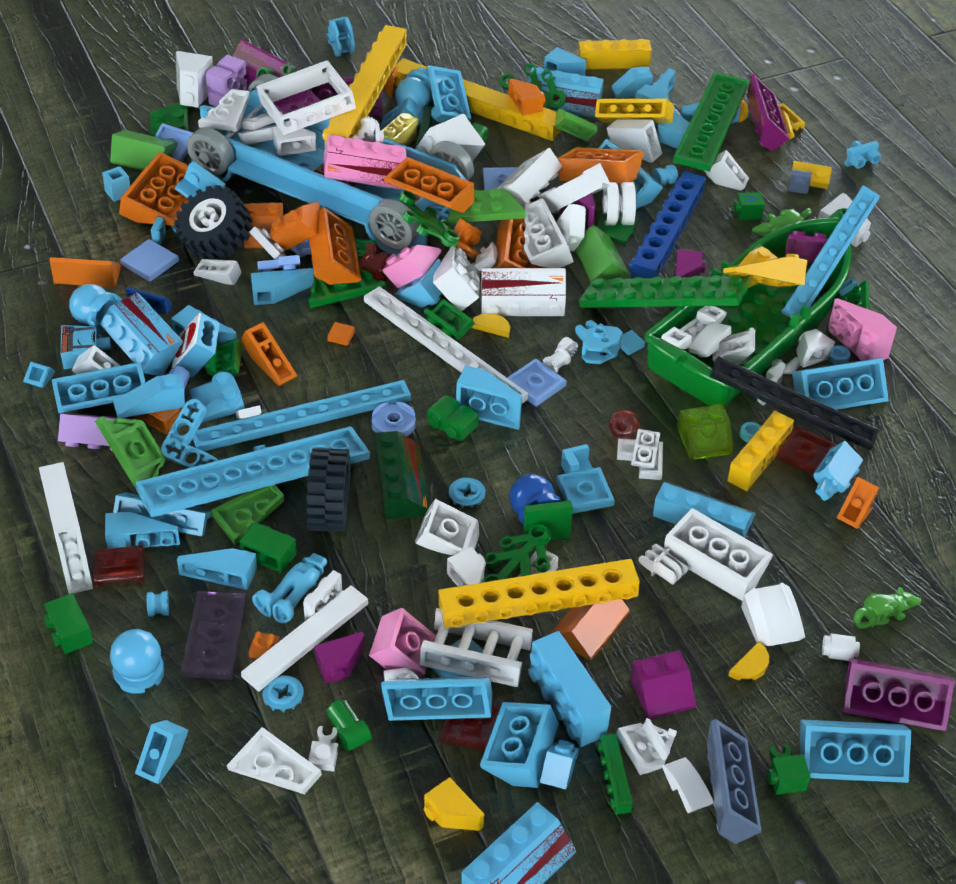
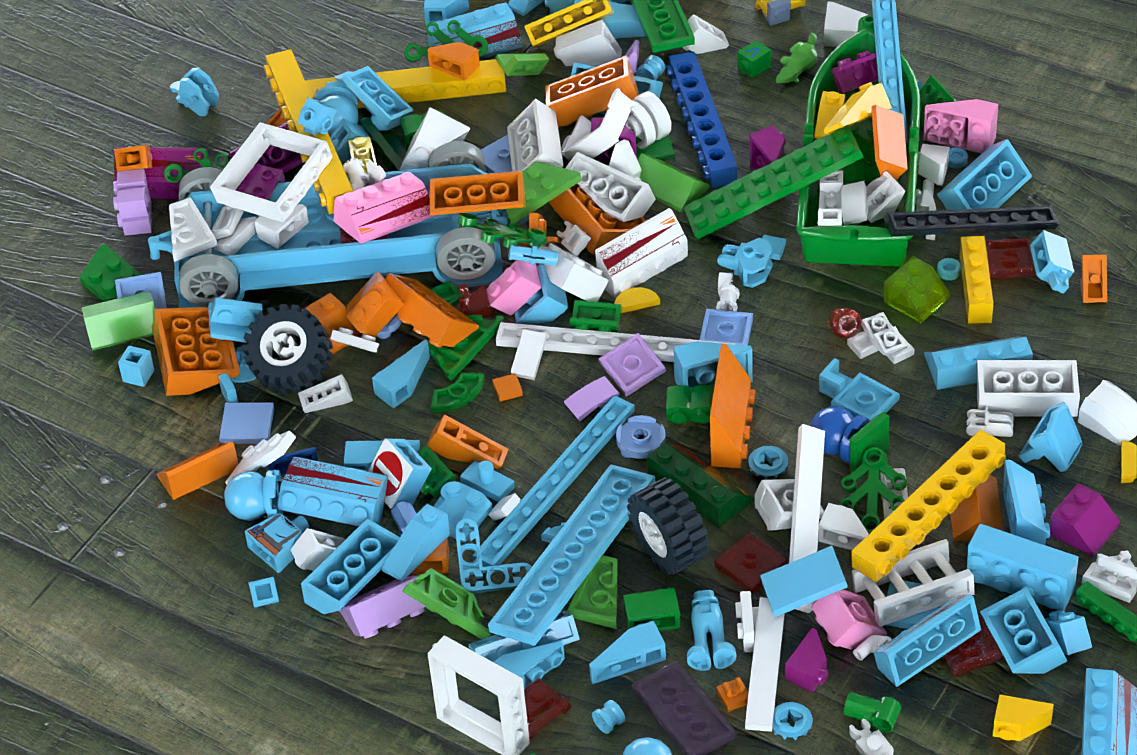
camera: 30 degrees left, 0 degrees up
(126, 280) = (263, 453): none -> white wing
(191, 77) = (93, 217): white slope -> none
(243, 50) = (133, 158): none -> orange slope
(259, 388) = (486, 480): none -> medium azure tile
(282, 263) = (392, 351): light blue plate -> none
(304, 319) = (458, 393): none -> green tile
(367, 75) = (316, 116): none -> medium azure brick
(375, 318) = (529, 354): none -> white tile
(378, 557) = (748, 561): none -> clear red plate
(386, 591) = (803, 581): none -> medium azure tile
(387, 372) = (590, 397): none -> lavender slope
(430, 247) = (533, 255): none -> medium azure pin
(438, 366) = (632, 364): none -> lavender tile
(440, 547) = (807, 496): none -> white tile
(465, 433) = (730, 412): none -> orange slope
(621, 643) = (1023, 504): none -> medium azure slope
(657, 160) = (633, 55): none -> lavender slope
(700, 606) = (1054, 438): none -> medium azure piece
(772, 305) = (889, 141): none -> slope

